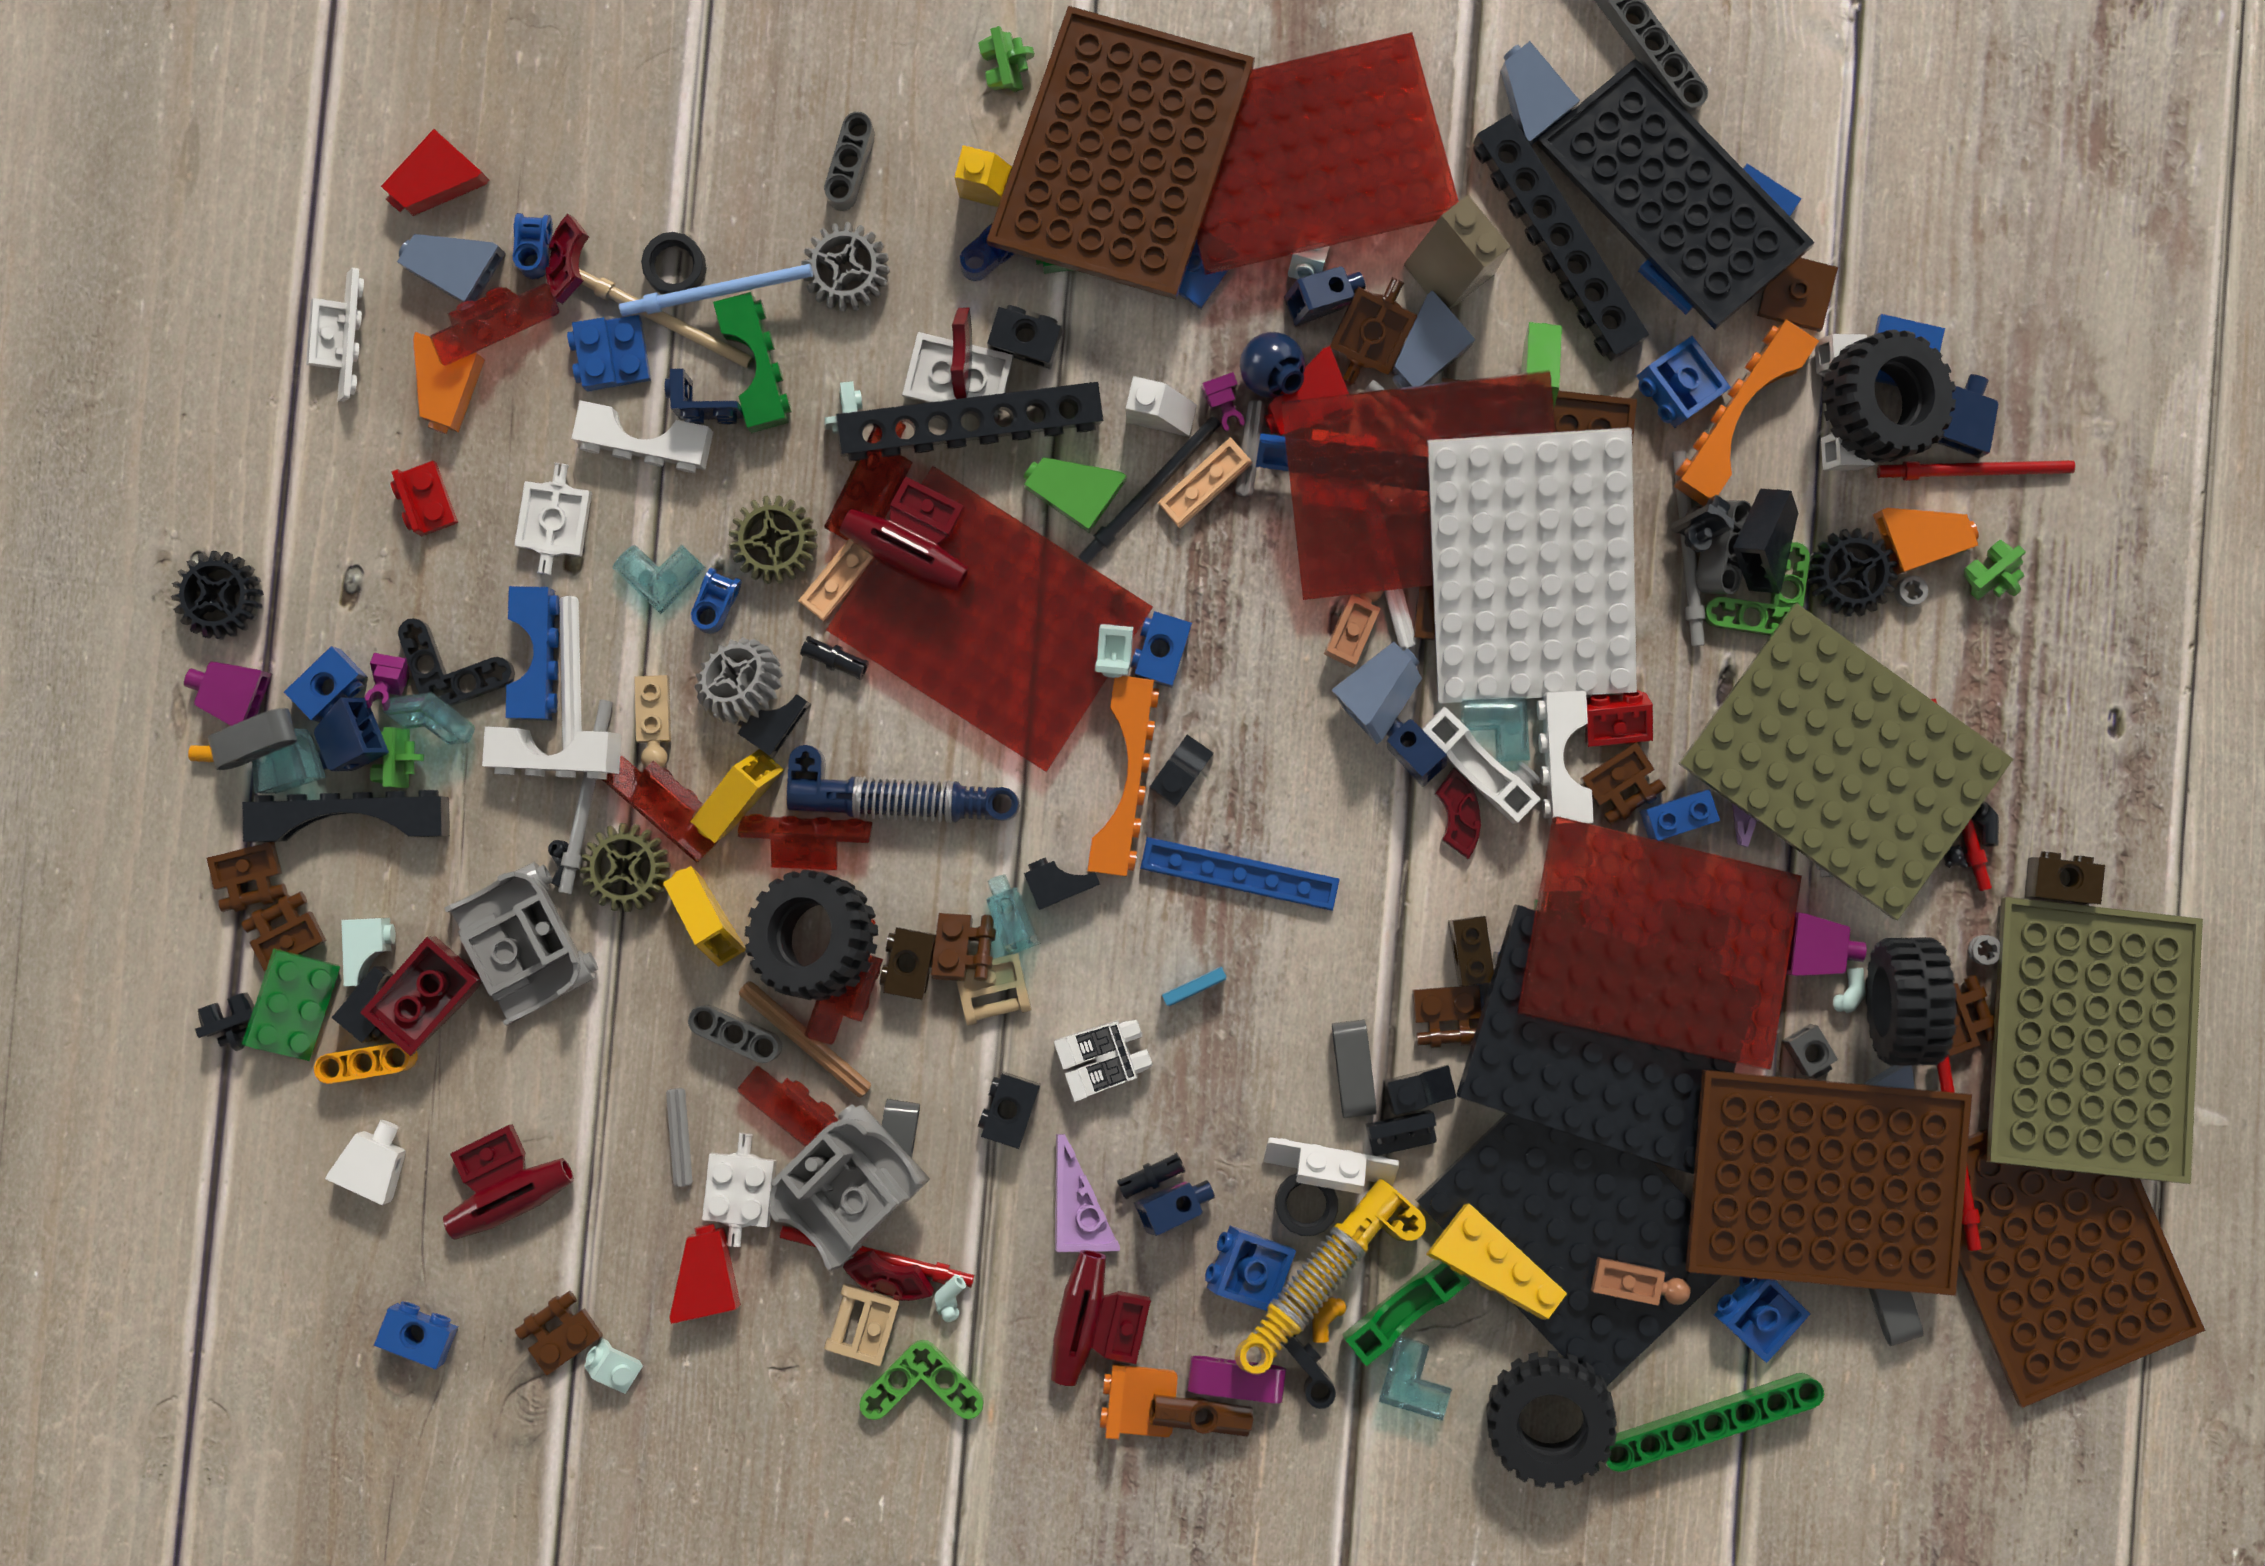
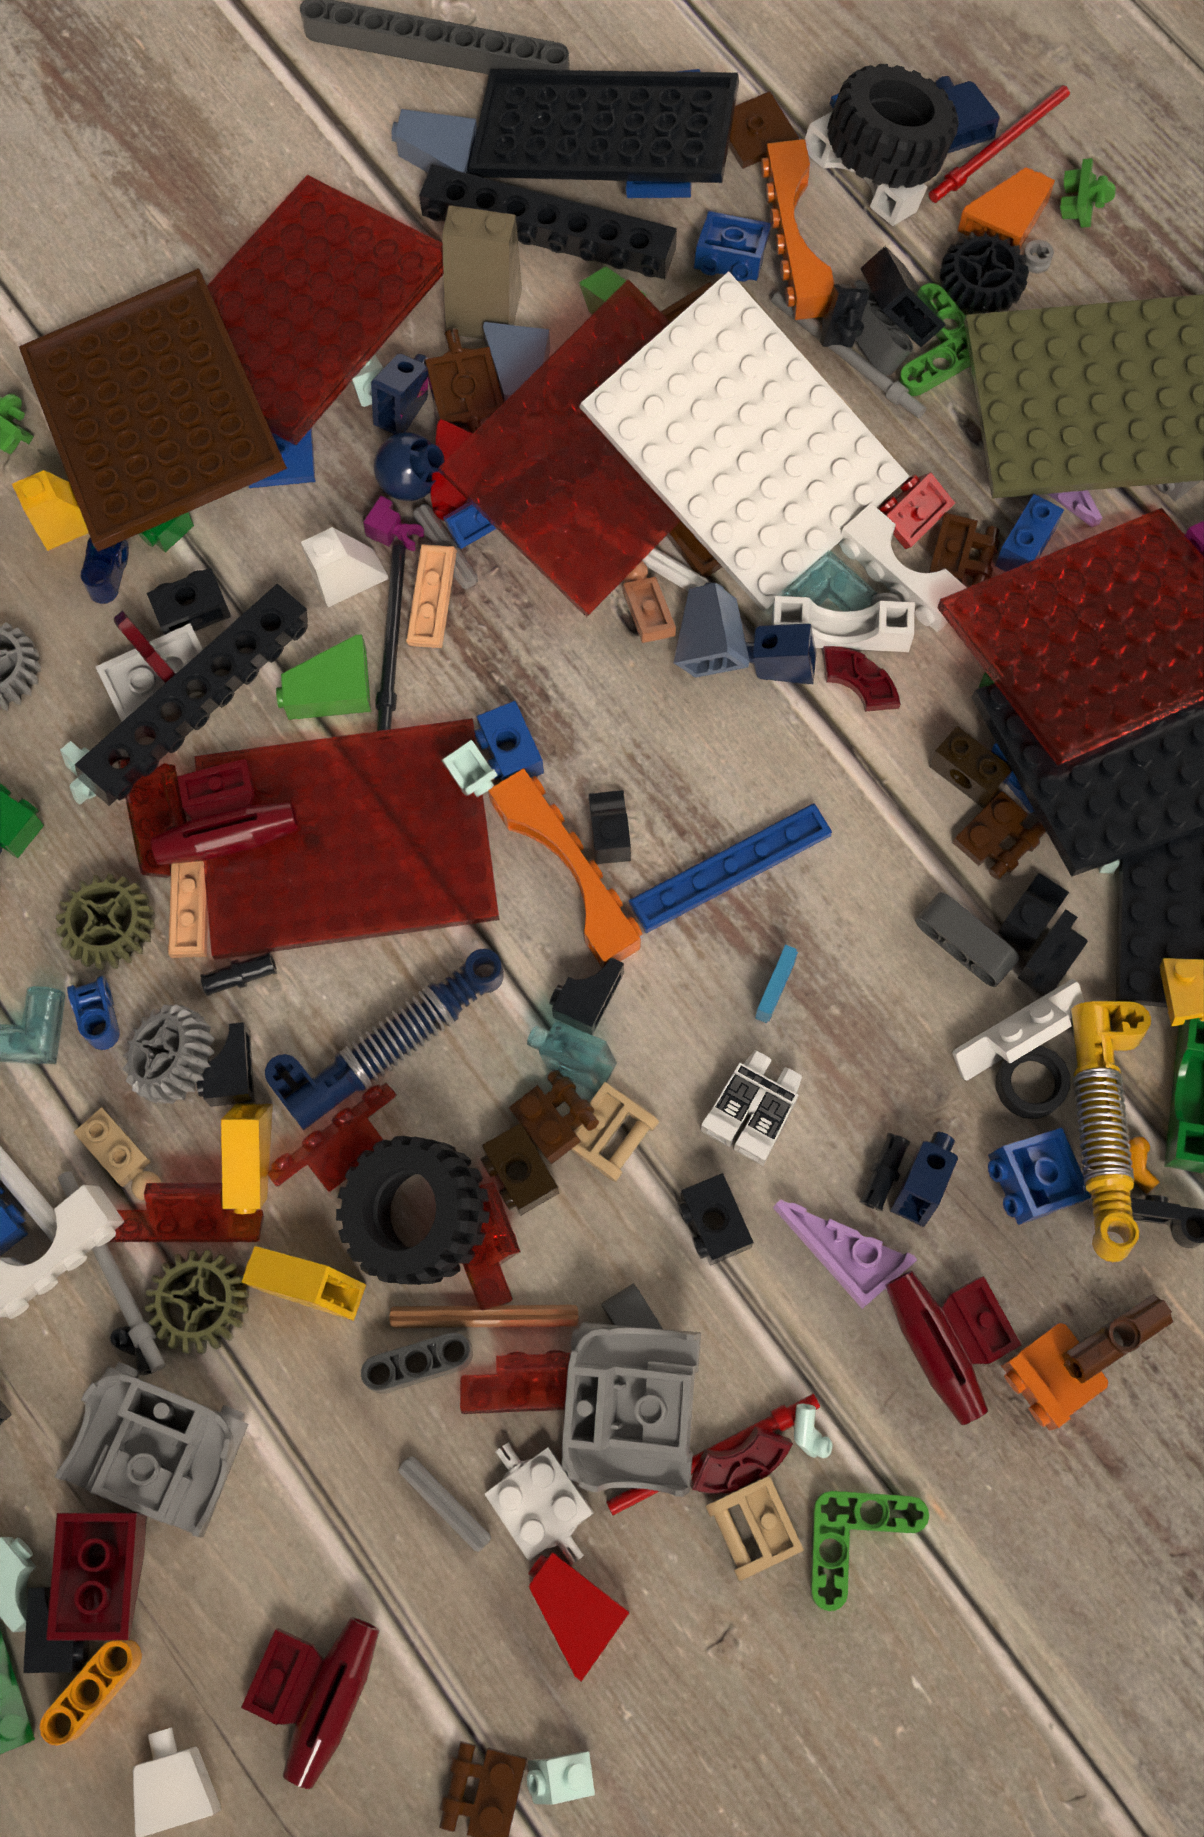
camera: 40 degrees left, 15 degrees down
(1225, 1379) = (1116, 1282): magenta beam -> none

